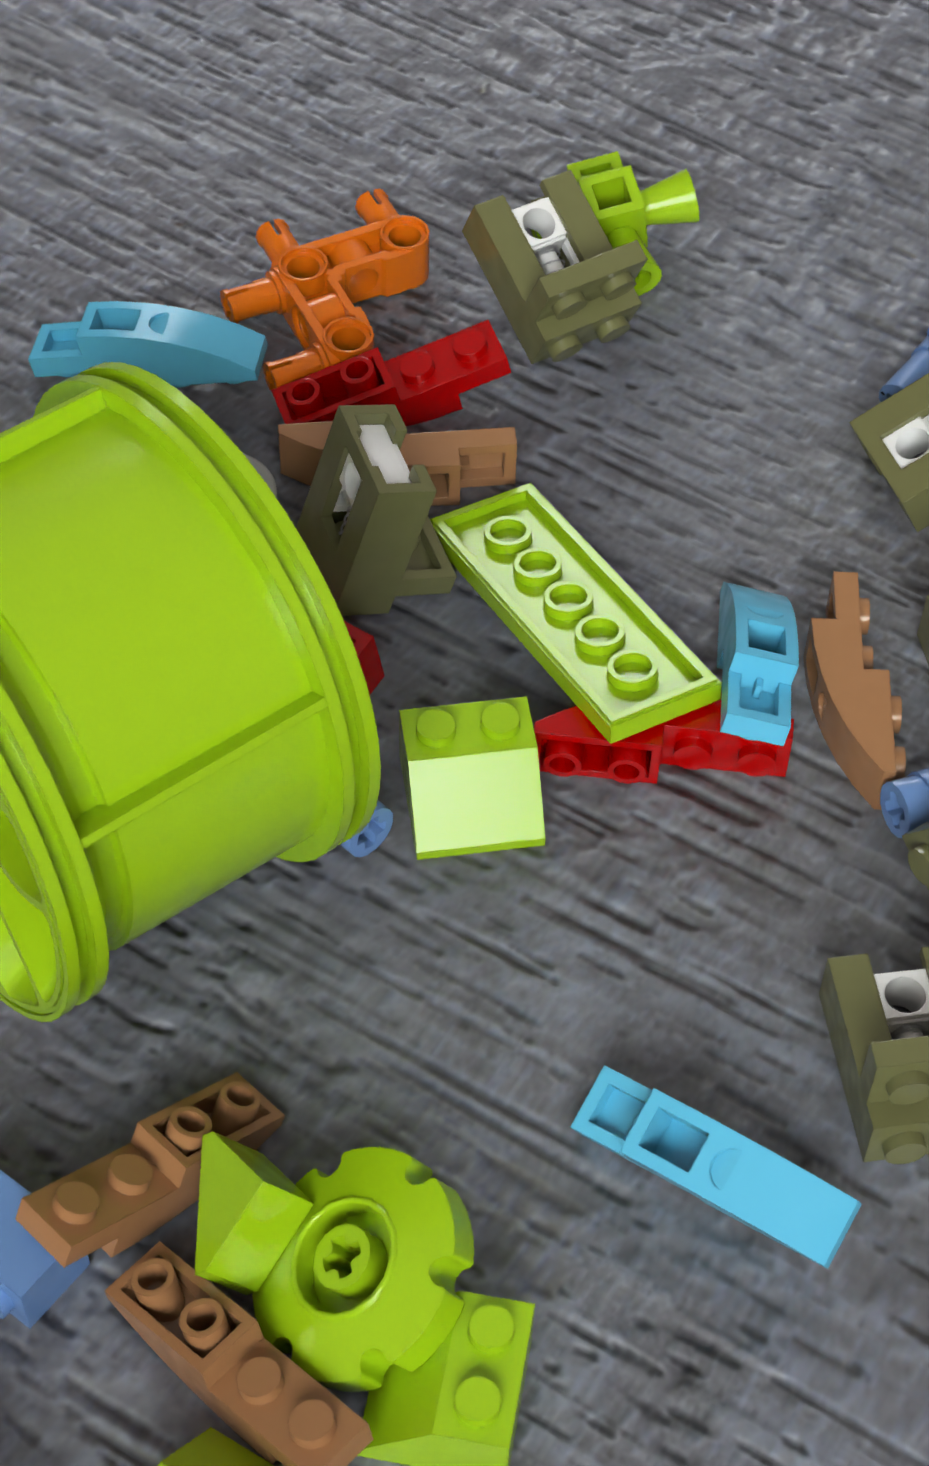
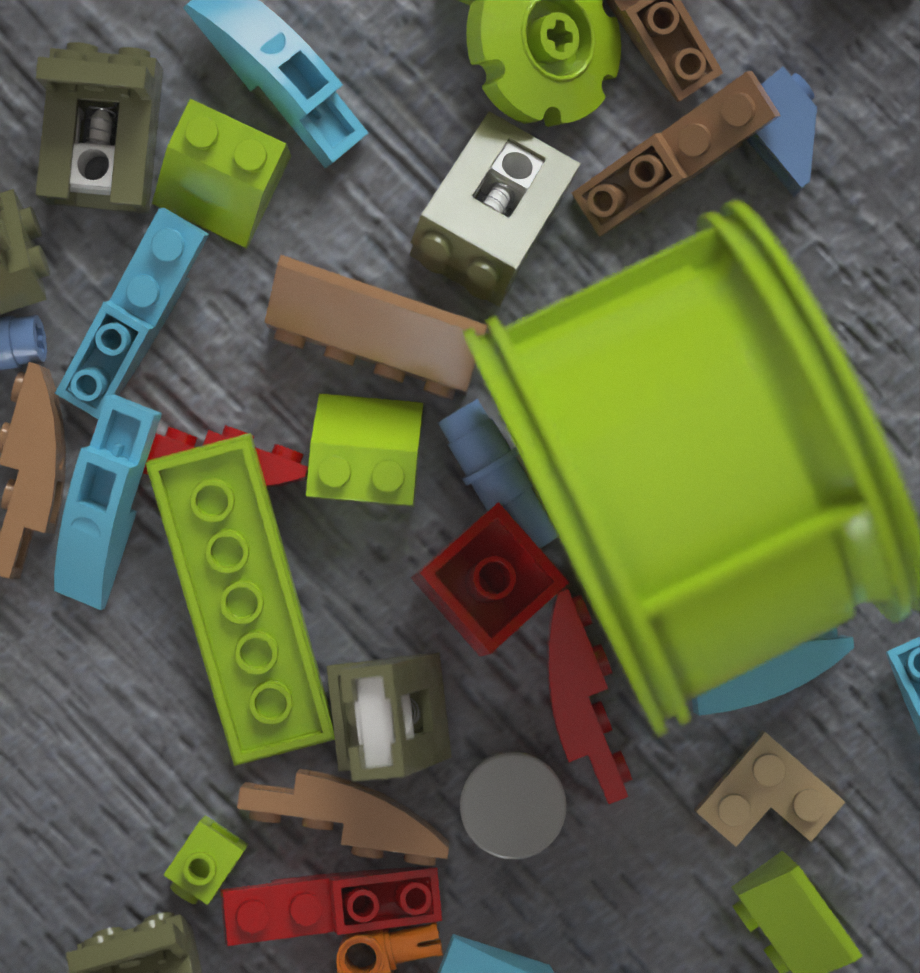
camera: 165 degrees left, 35 degrees up
(243, 1214) = (617, 103): lime slope -> none
(374, 974) = (473, 238): none -> brick
(493, 903) = (371, 326): none -> medium nougat slope
(534, 398) = (204, 861): none -> lime brick
(743, 1047) = (220, 173): none -> lime slope
(794, 860) = (134, 312): none -> medium azure slope

